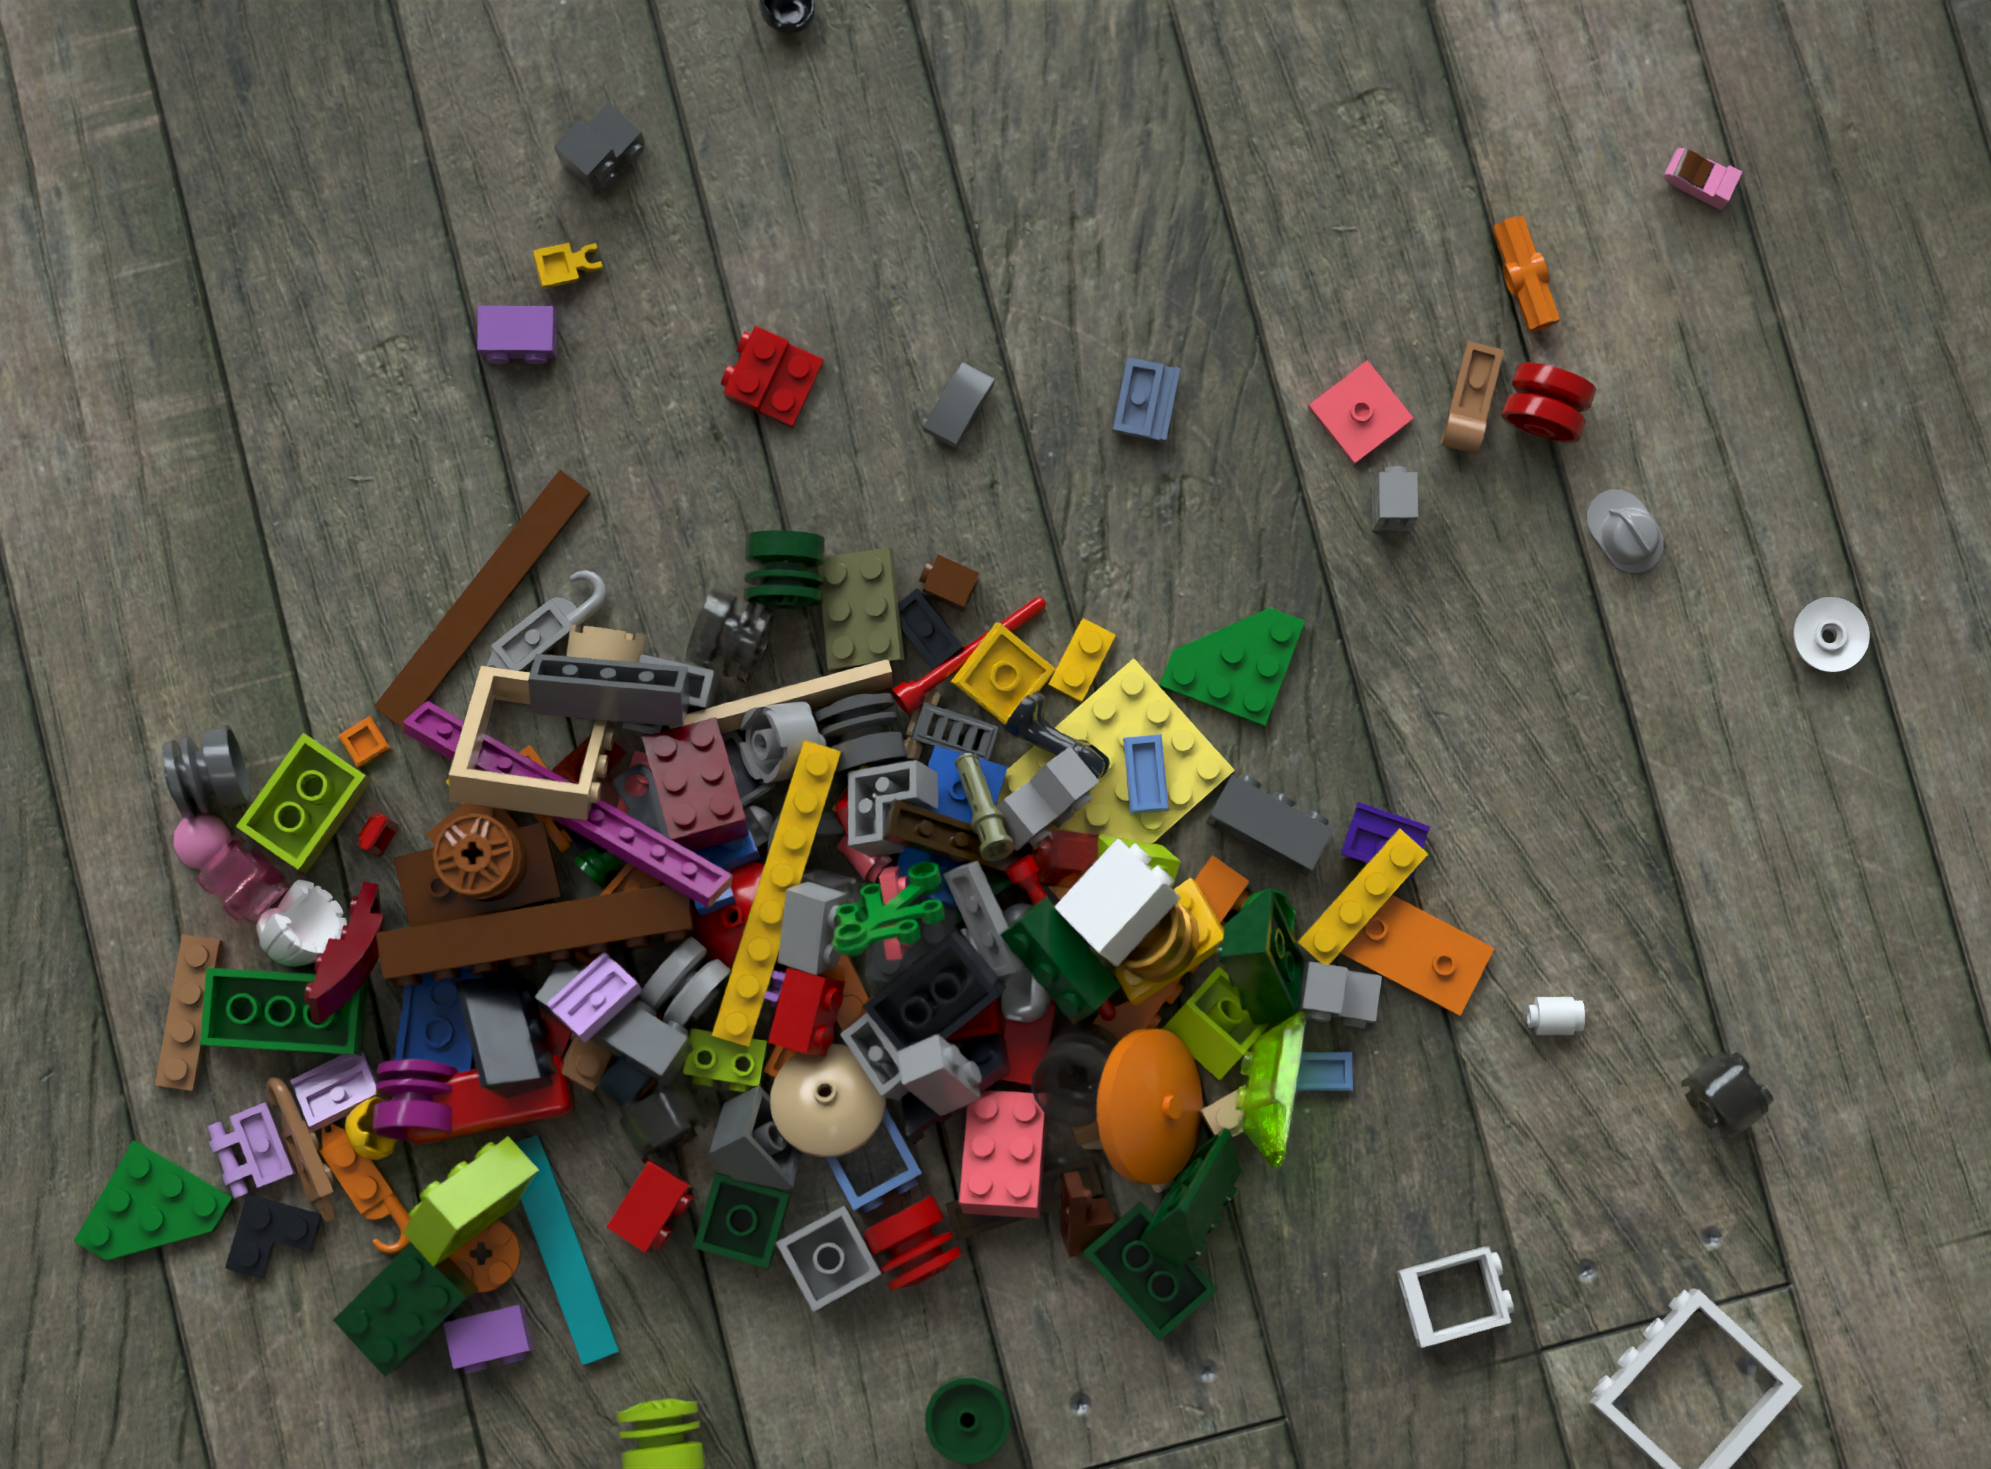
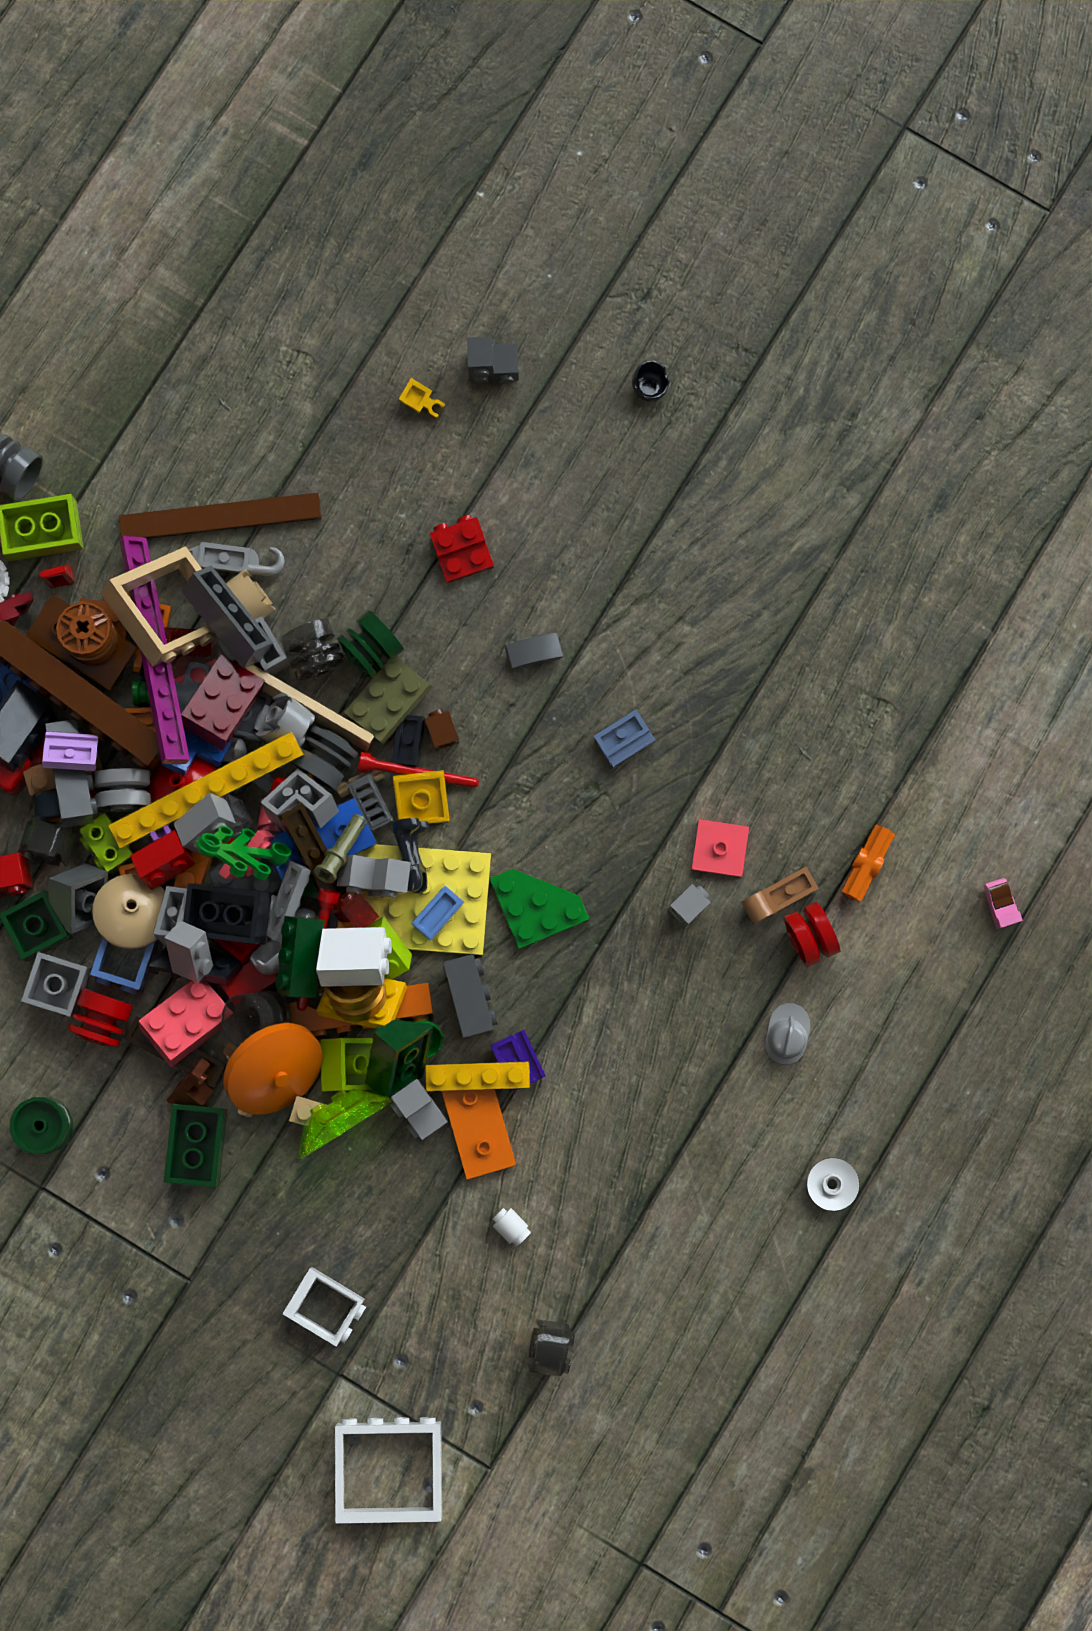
camera: 45 degrees right, 0 degrees up
(364, 742) = (98, 527): orange tile -> none
(517, 333) = (364, 408): medium lavender brick -> none
(1082, 660) = (466, 829): yellow plate -> none
(1195, 1201) = (247, 1135): dark green slope -> none
(1325, 1071) = (374, 1137): medium blue tile -> none

